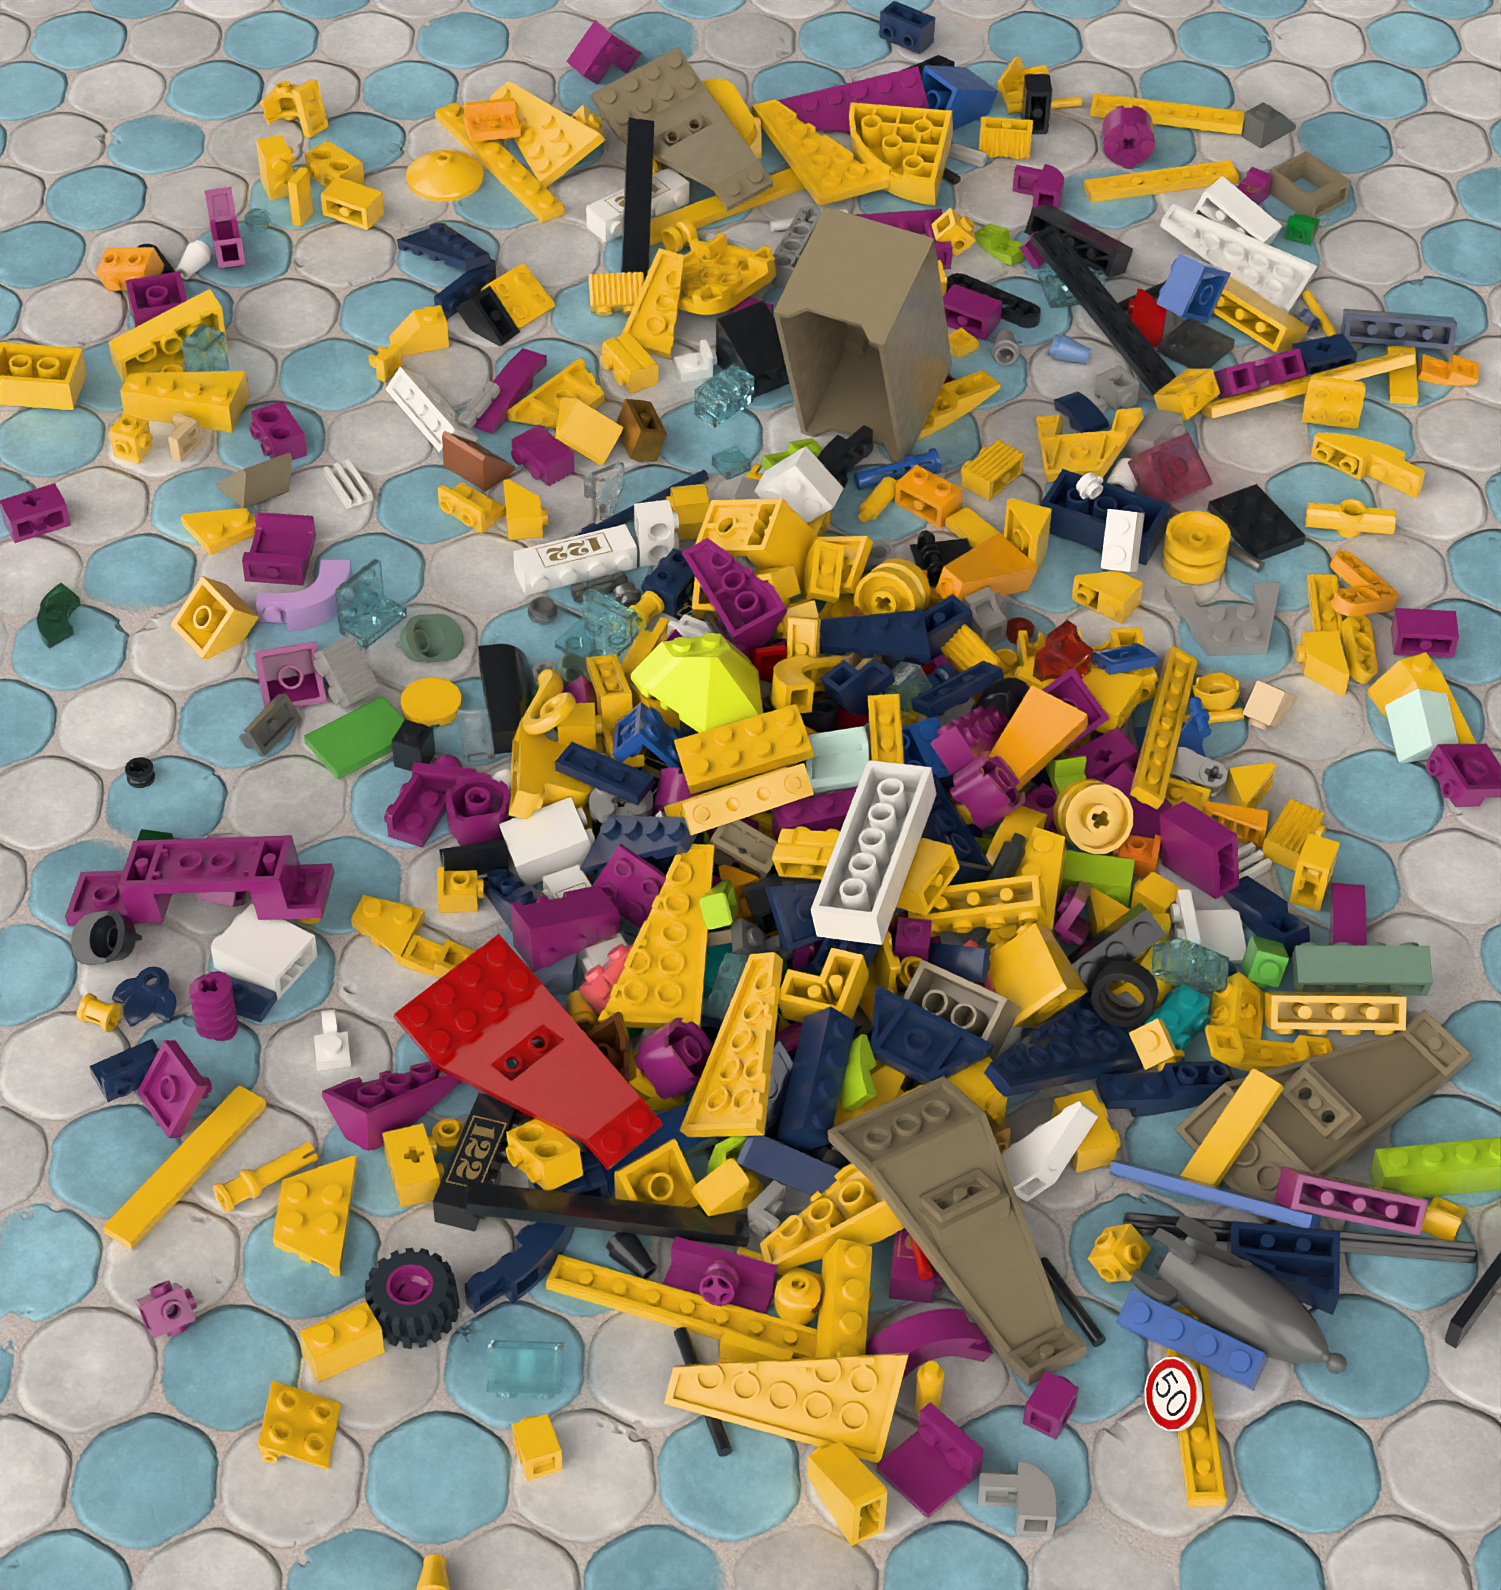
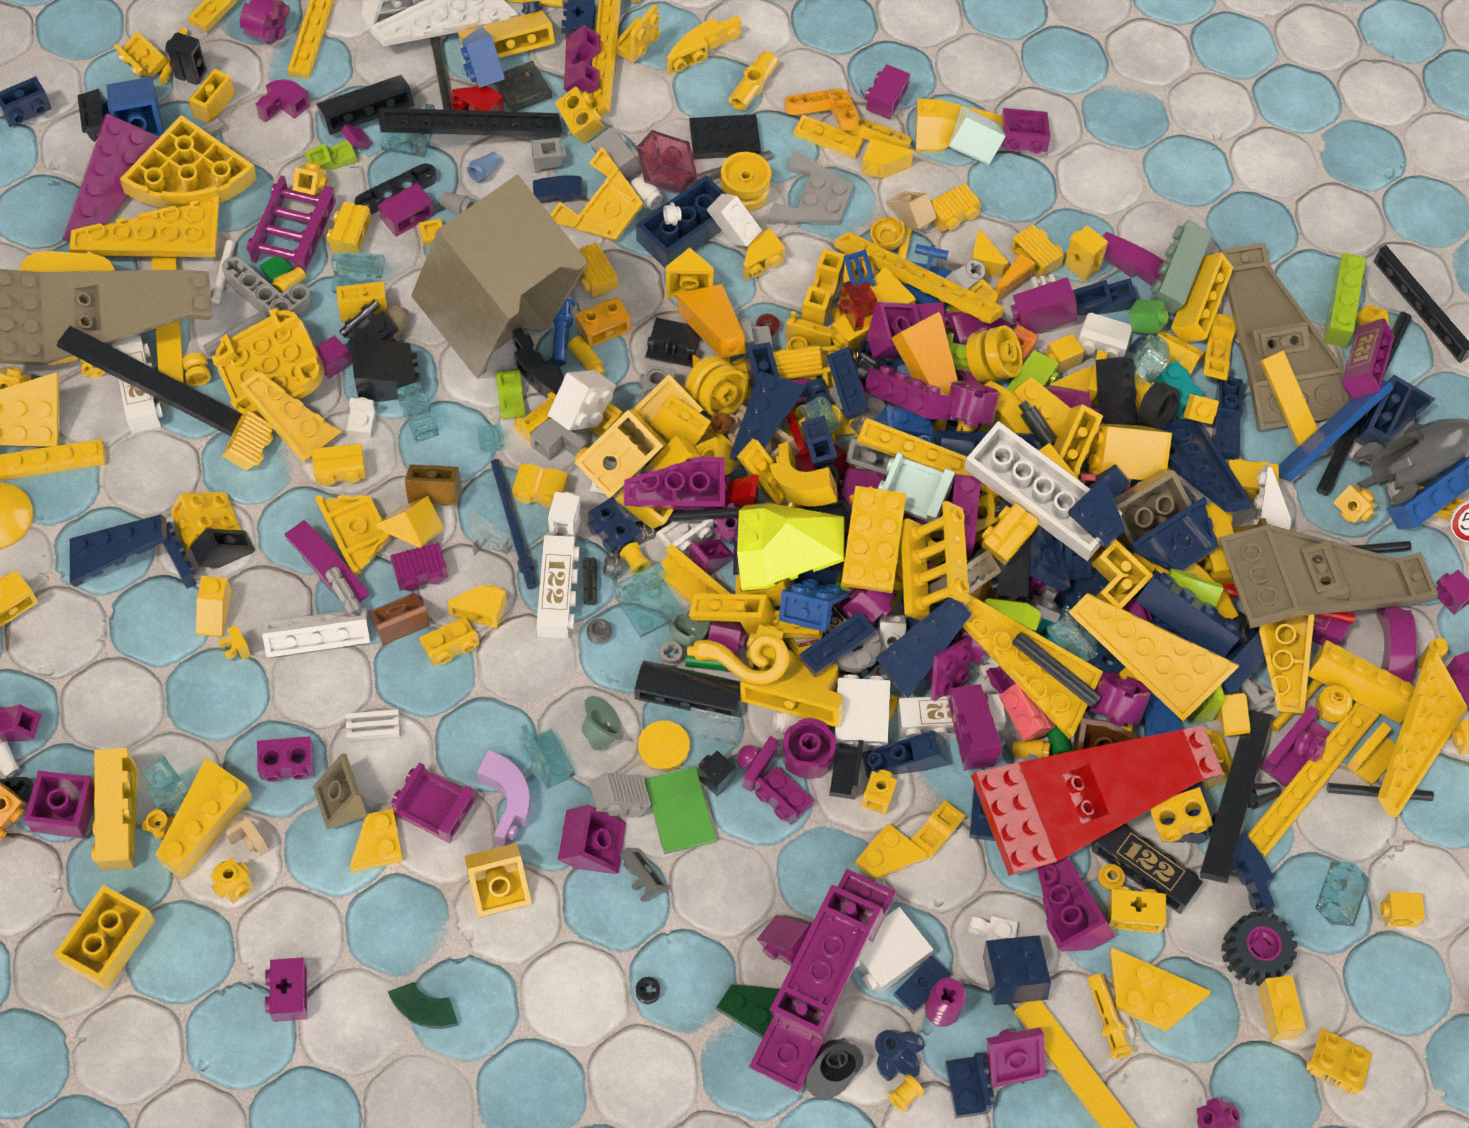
camera: 70 degrees left, 15 degrees up
(282, 1064) = (1016, 970): none -> dark blue brick
(668, 966) = (1056, 669): none -> black axle
(858, 893) = (1099, 514): none -> dark blue wing
(970, 526) = (650, 308): yellow tile -> none
(1300, 740) = (955, 207): none -> yellow brick

